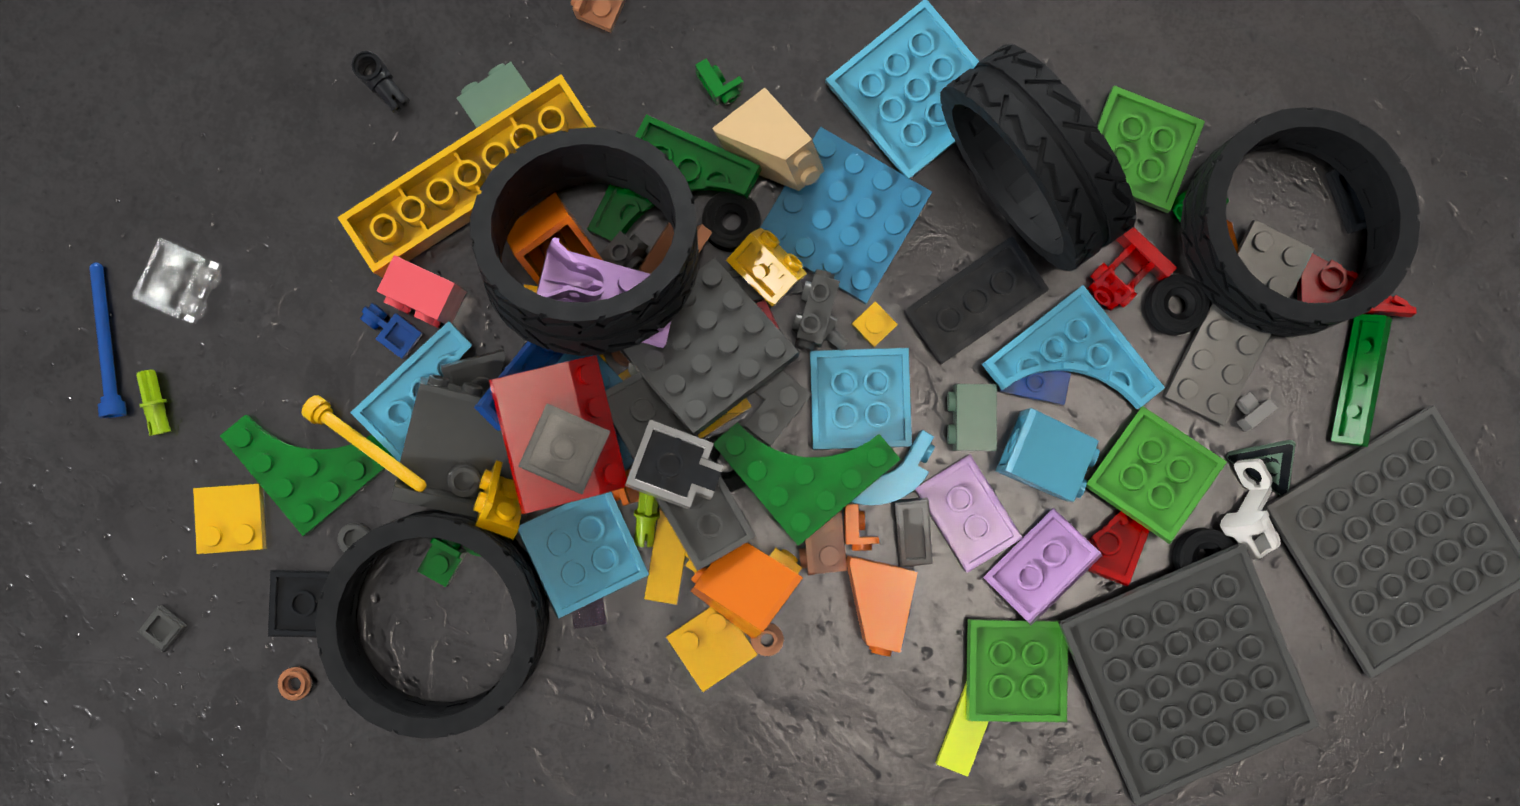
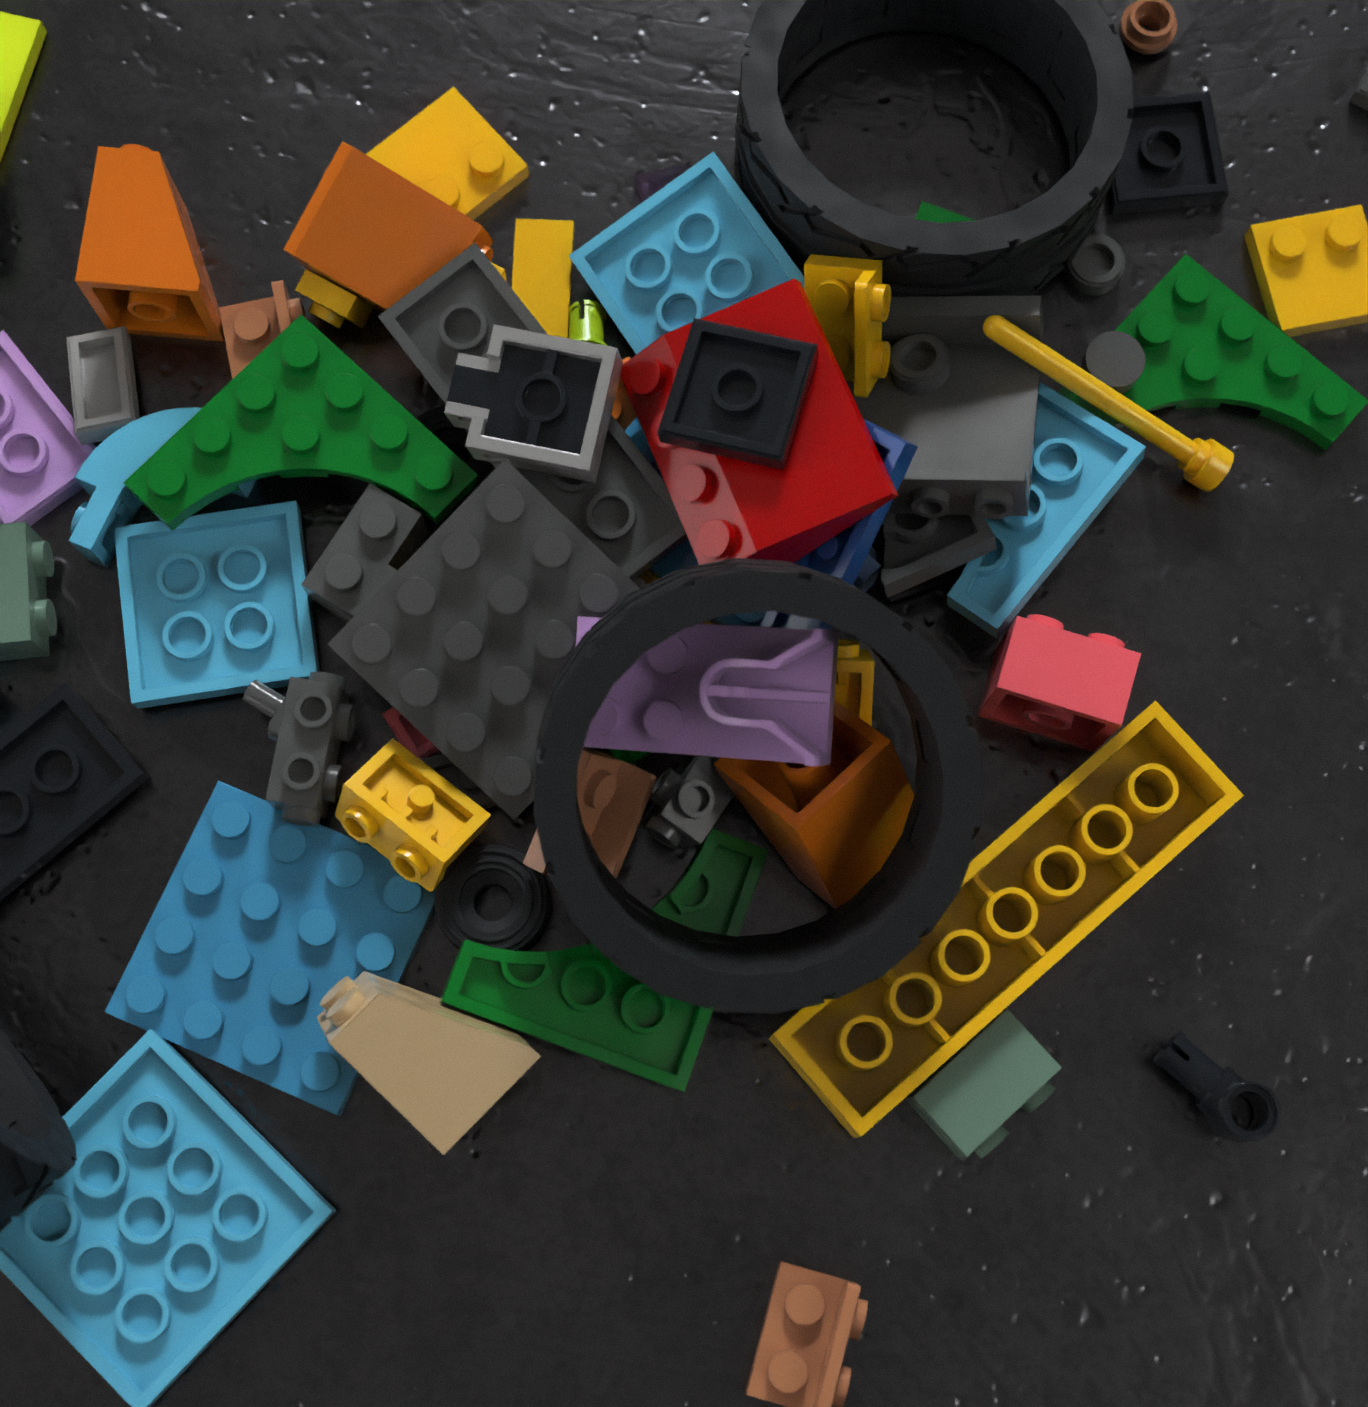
camera: 170 degrees right, 10 degrees down
(357, 470) = (1115, 360): none -> dark grey tile
(396, 335) = (1093, 608): blue plate -> none
(712, 80) = (561, 1180): green bracket -> none
(853, 522) = (201, 361): orange bracket -> none
(874, 324) = (202, 745): yellow plate -> none

